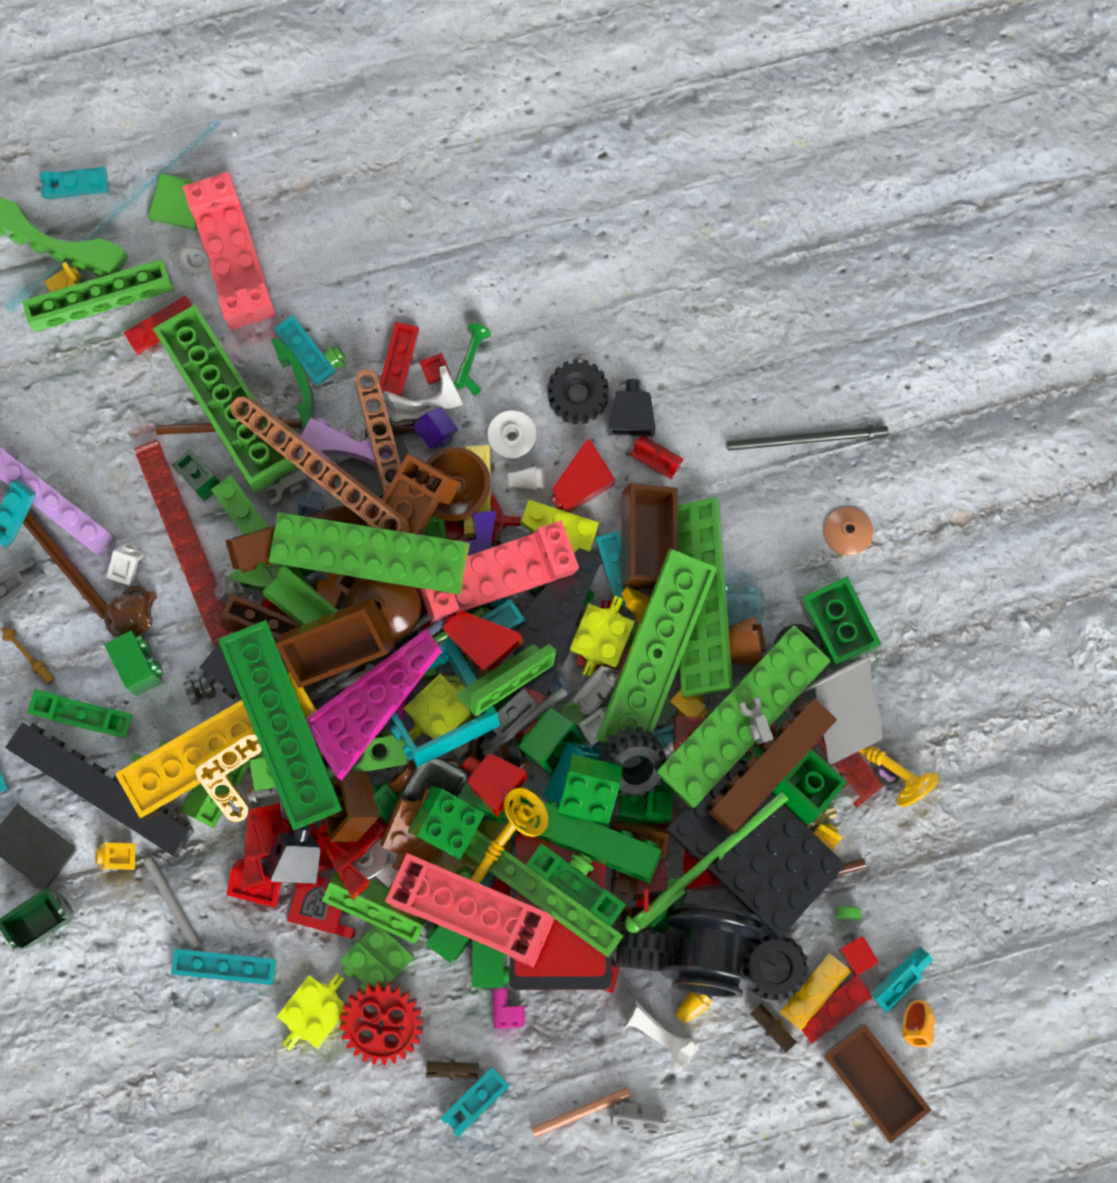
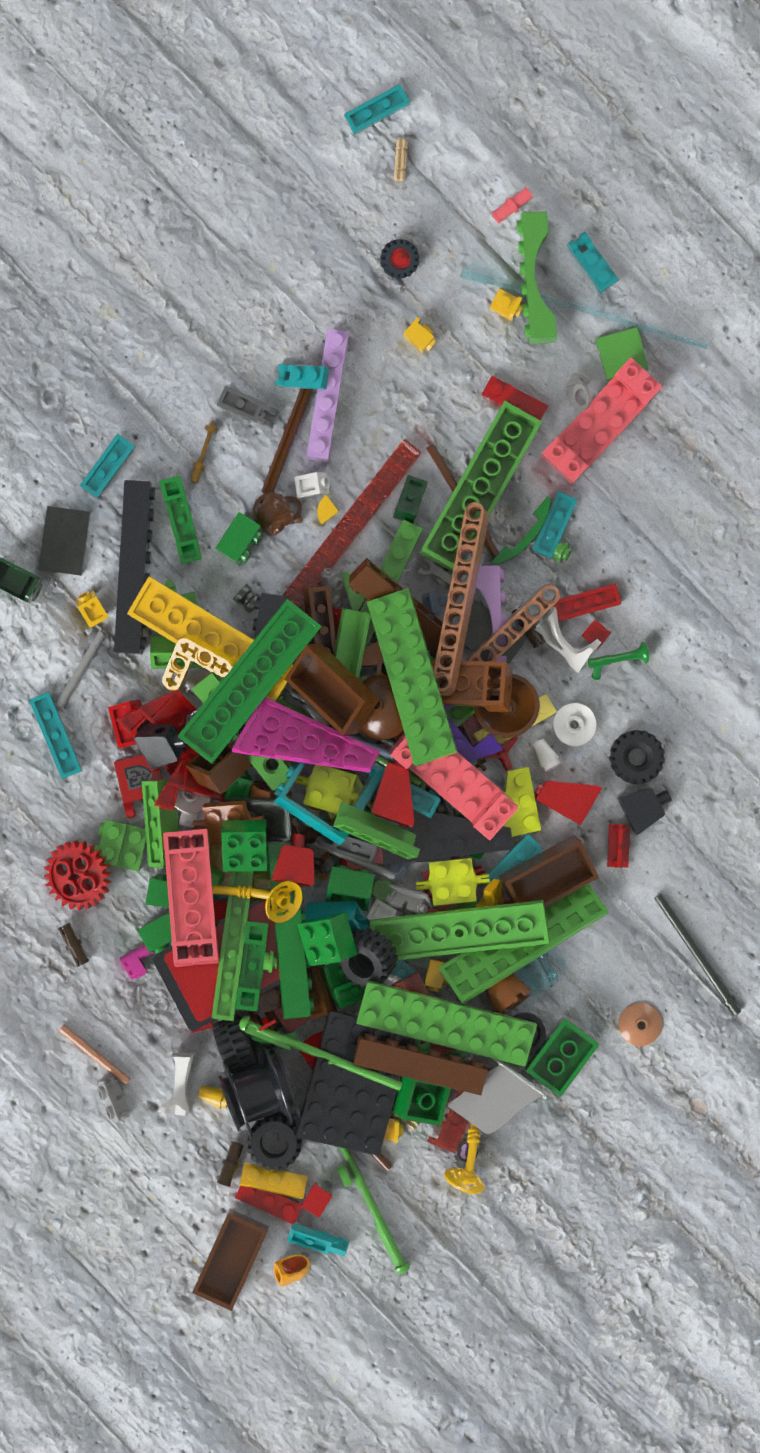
camera: 65 degrees right, 10 degrees up
(43, 380) = (420, 336): none -> yellow brick
(98, 295) = (509, 339): bright green brick -> none
(158, 564) = (326, 510): none -> yellow tile
(312, 1011) = (59, 819): neon yellow plate -> none
(436, 428) = (546, 664): dark purple brick -> none
(476, 1101) = (60, 974): teal plate -> none
(758, 727) = (441, 1041): light grey plate -> none
(920, 904) = (400, 1265): none -> bright green bar

